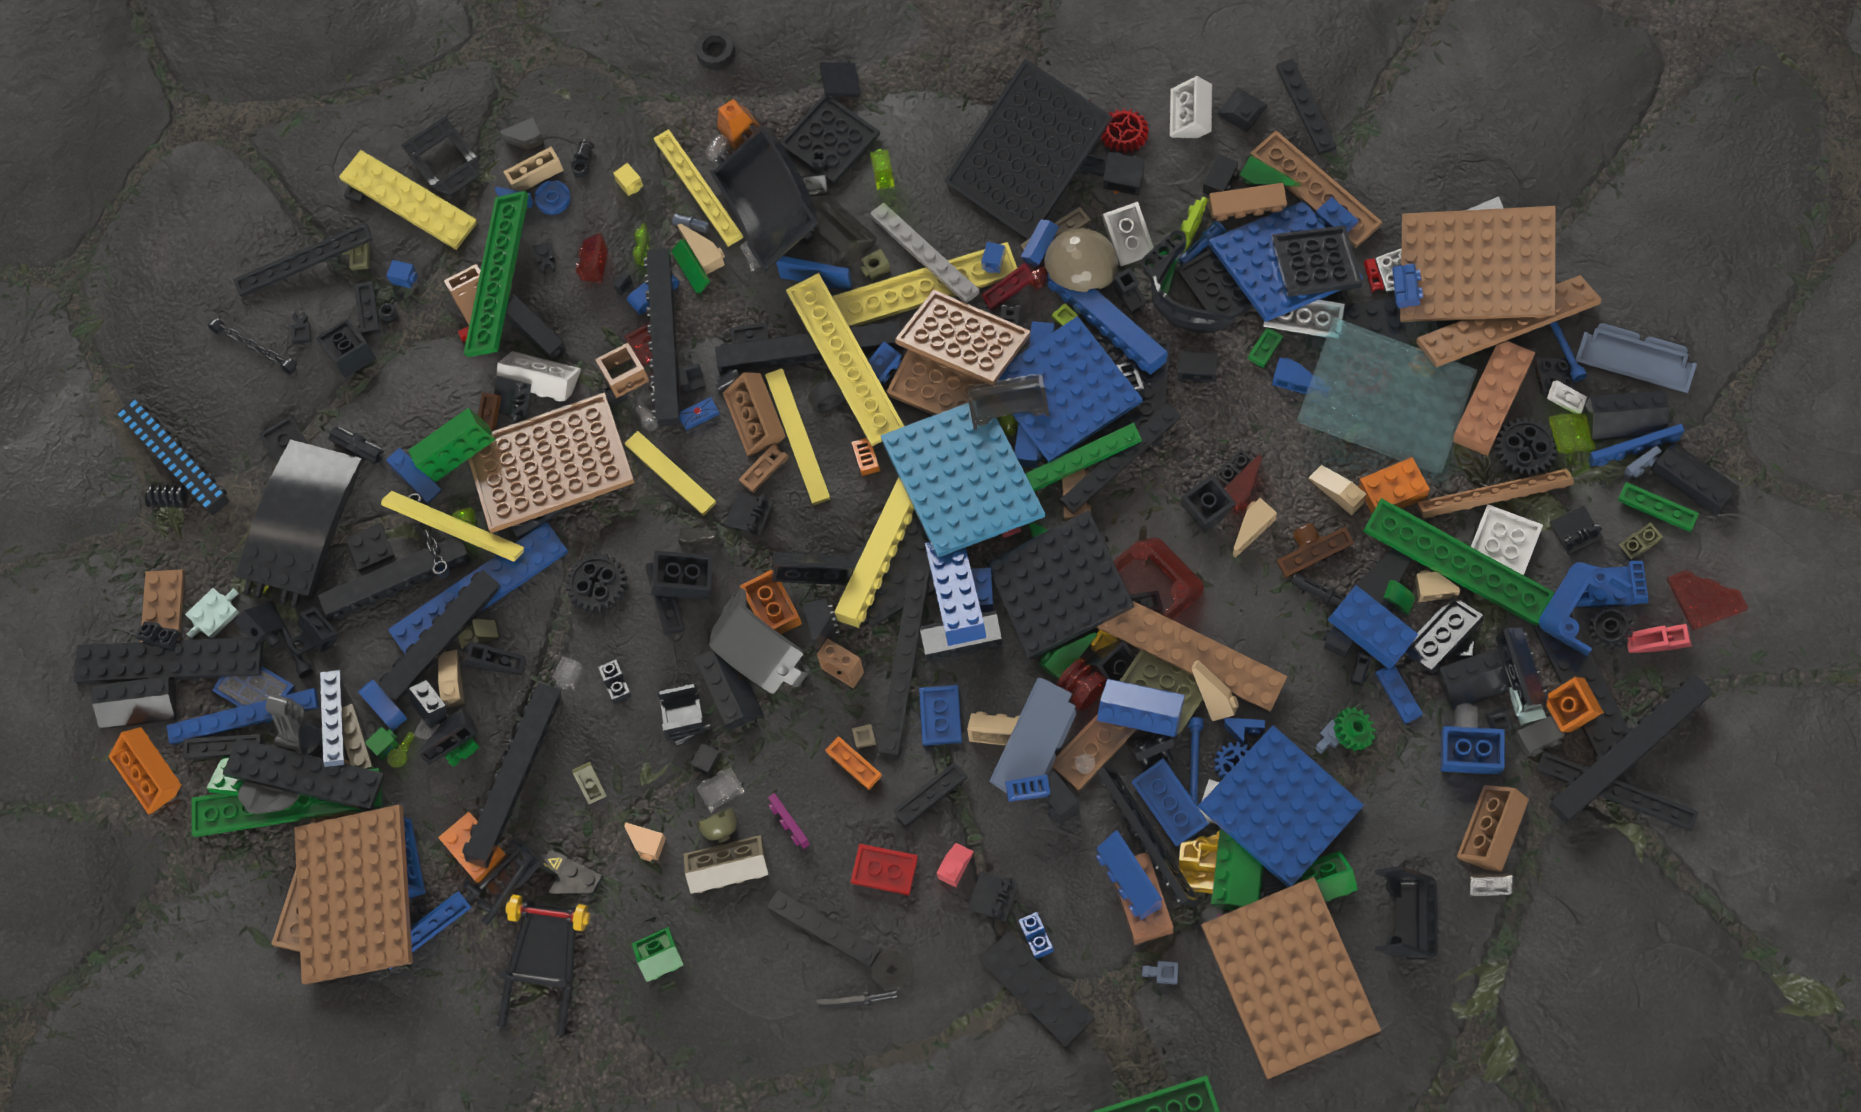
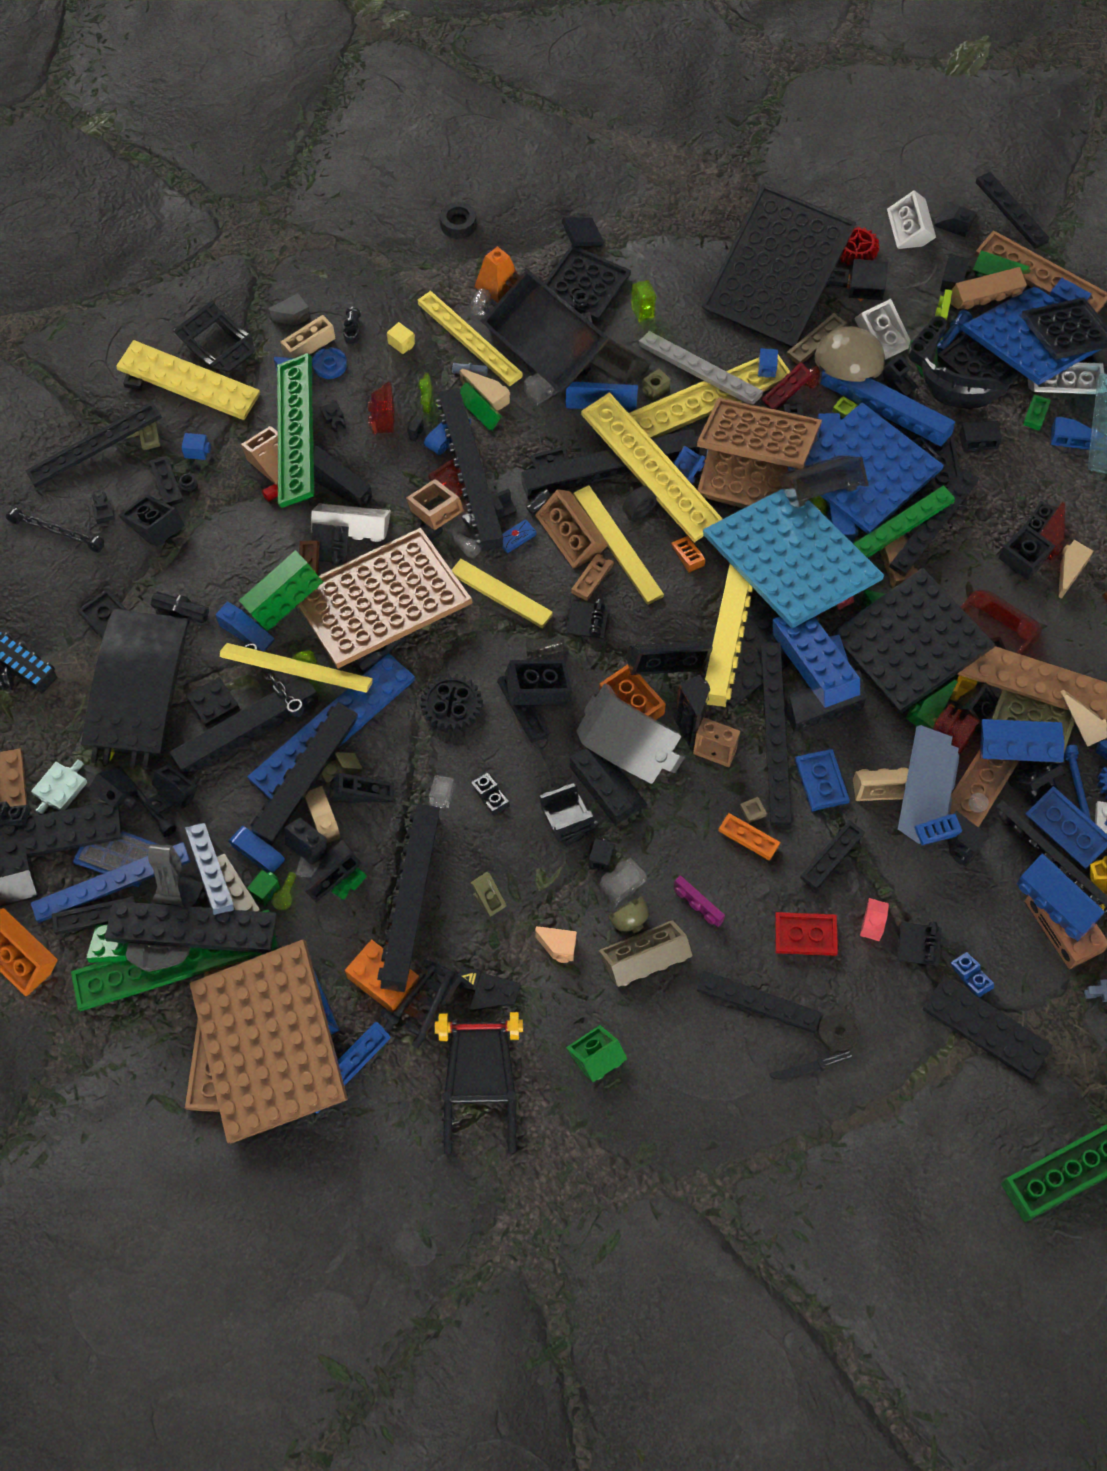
camera: 20 degrees left, 5 degrees down
(1039, 242) = (807, 345): blue piece -> none

